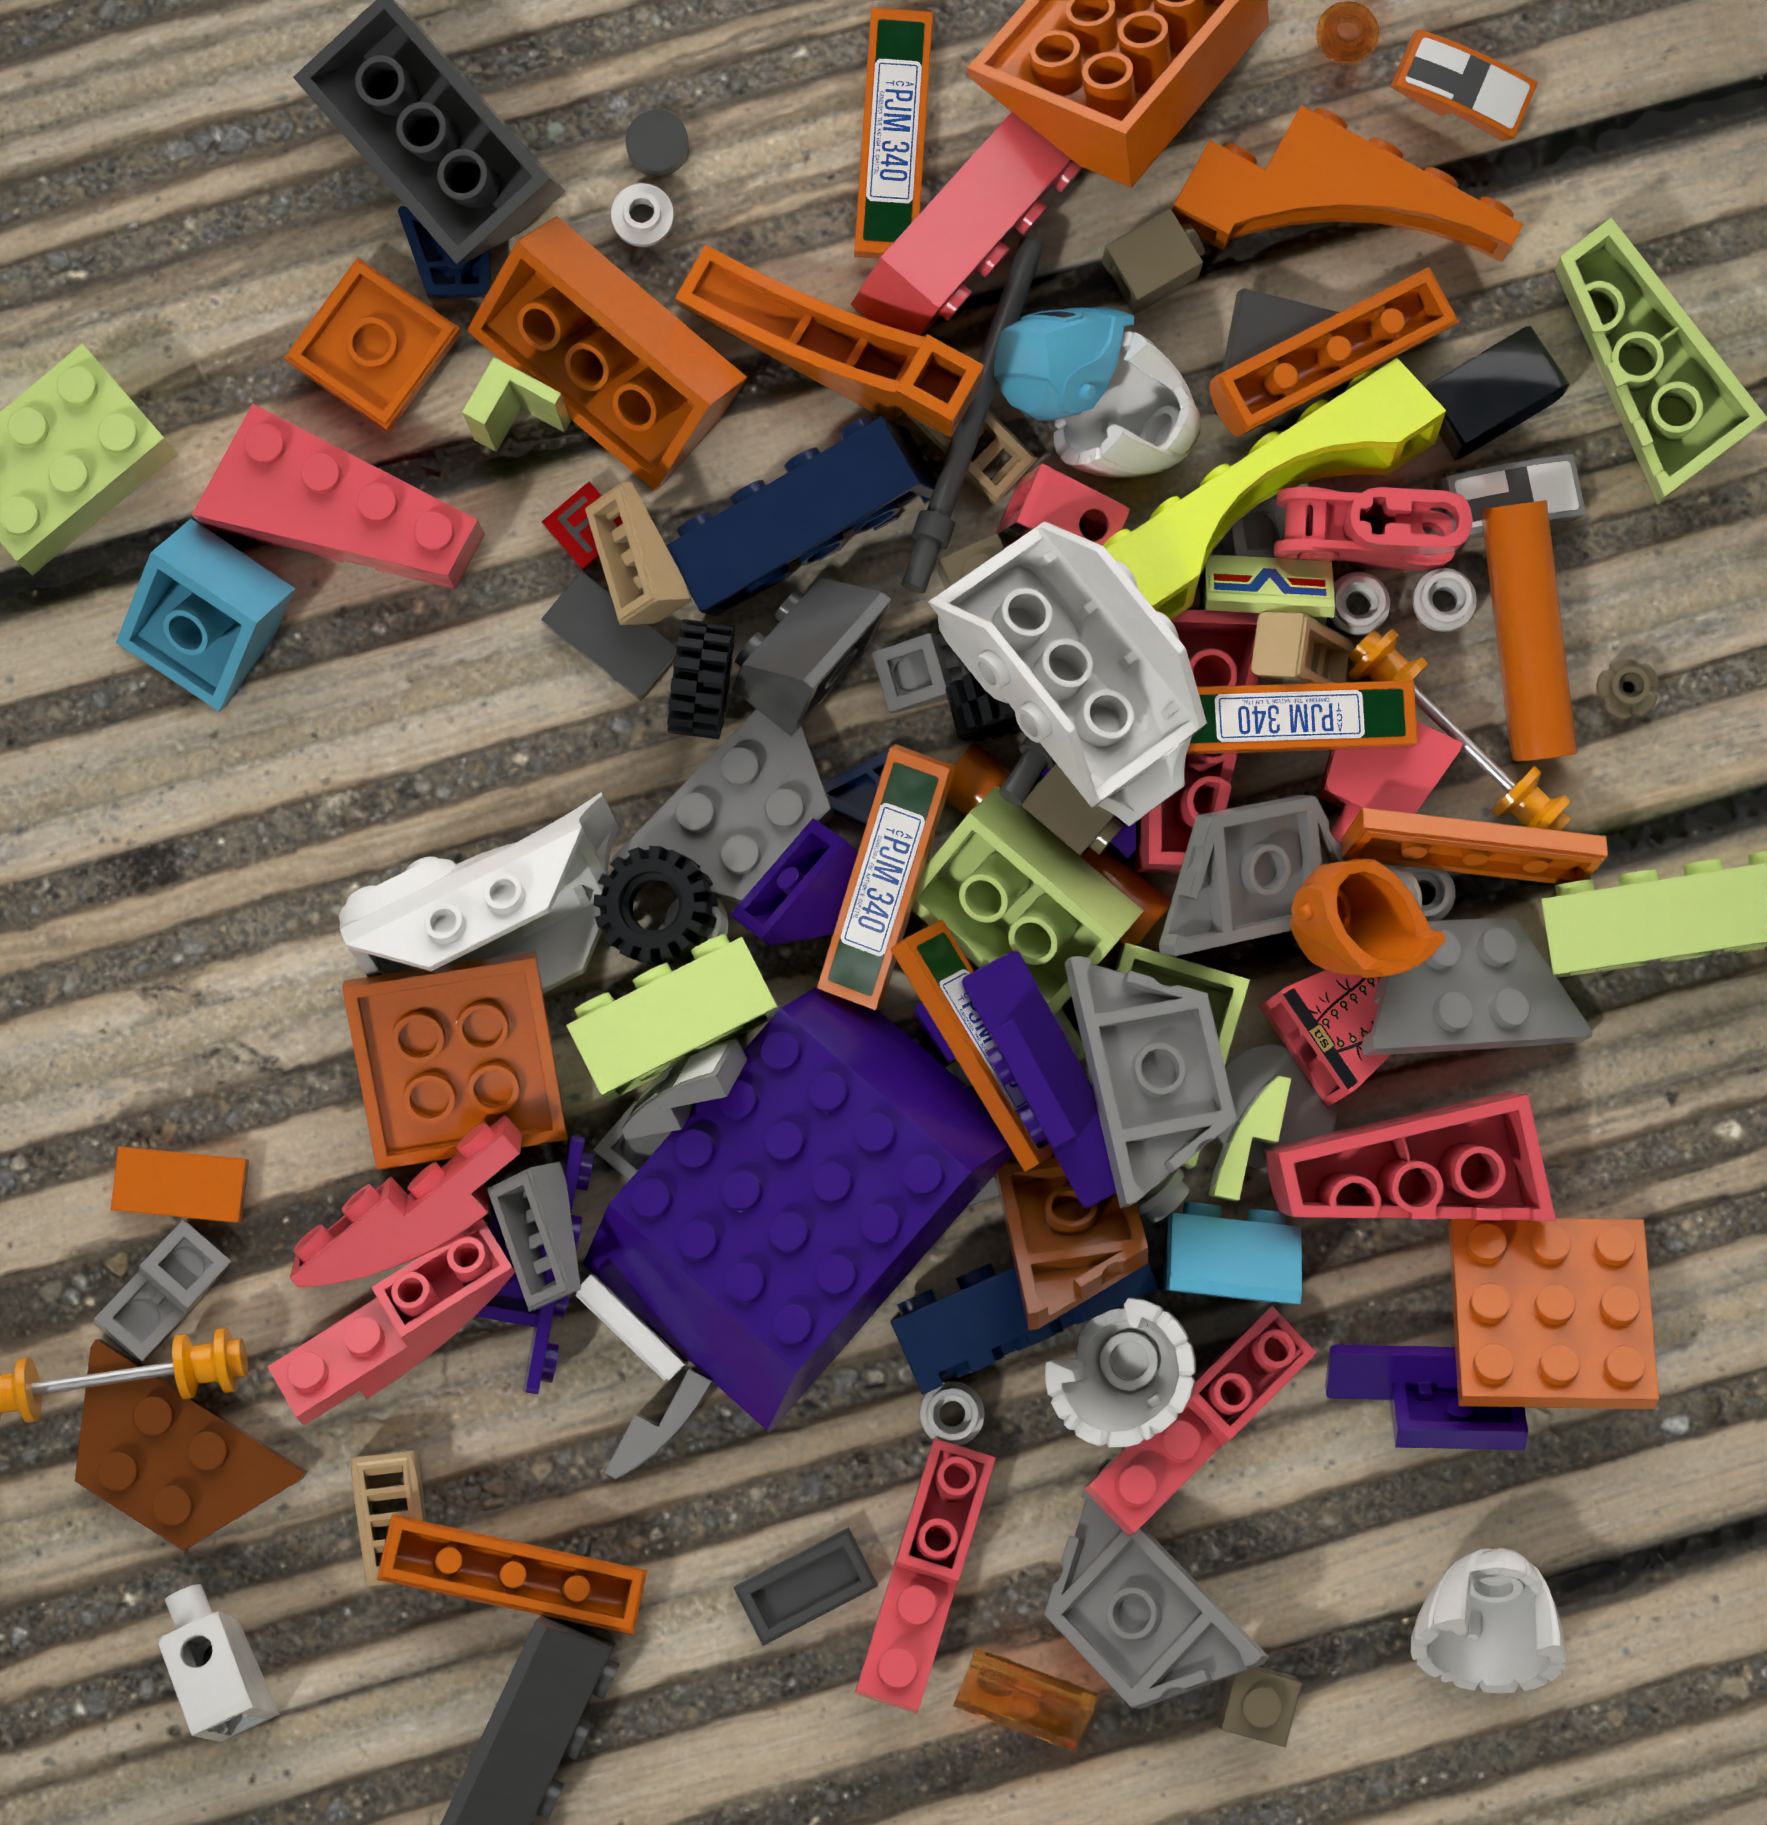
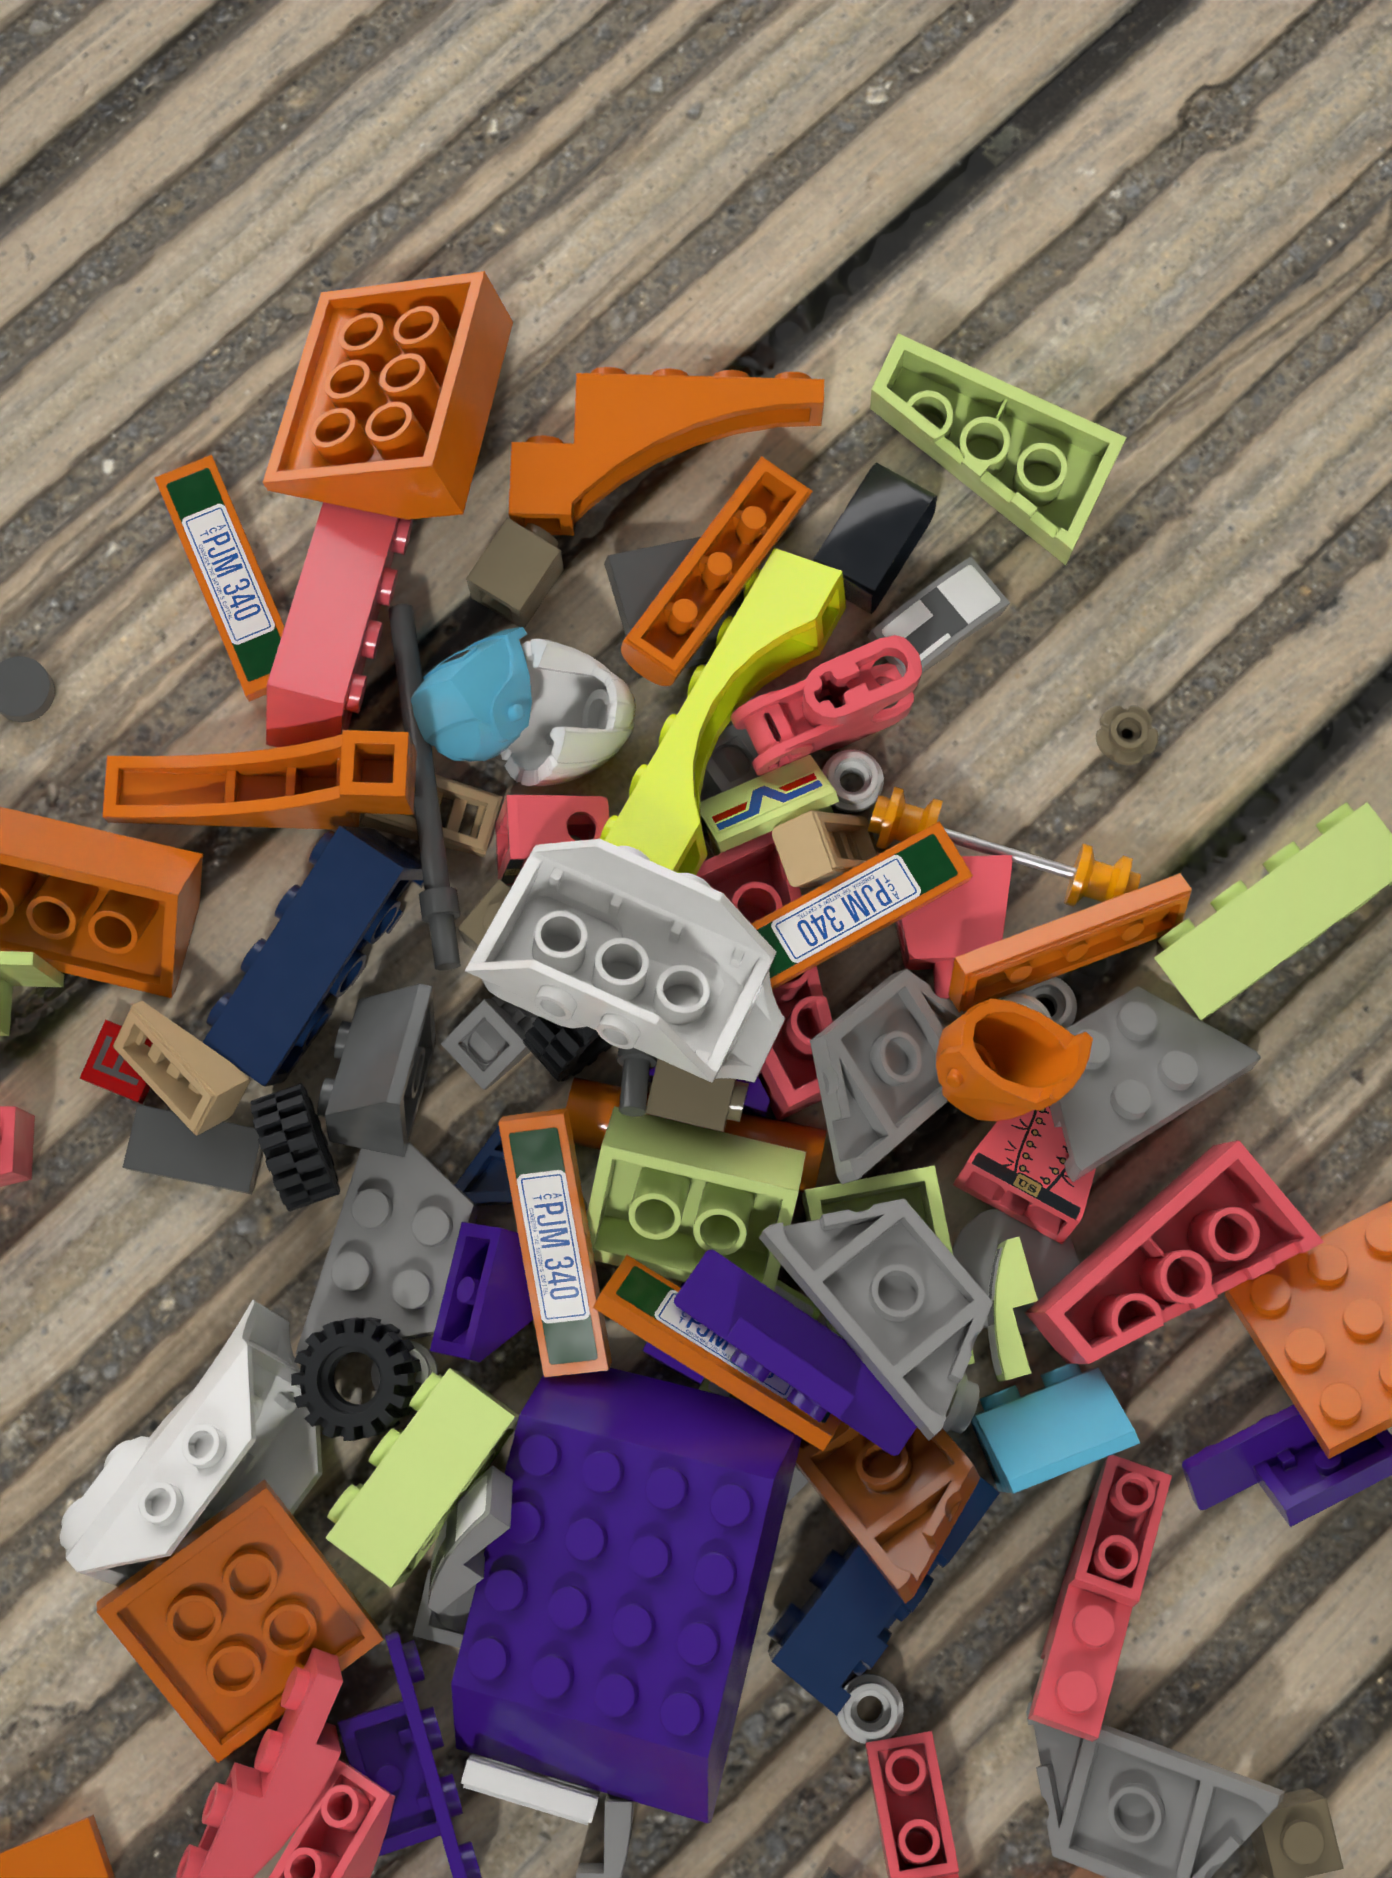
camera: 25 degrees left, 5 degrees down
(531, 1203) = (388, 1737): light grey slope -> none
(644, 233) = (50, 771): white plate -> none
(1125, 1377) = (1013, 1595): white hair -> none
(1344, 50) = (587, 312): clear orange plate -> none
(1452, 582) = (929, 721): white plate -> none
(1464, 82) = (709, 287): slope -> none
(1529, 631) = (1015, 728): orange brick -> none

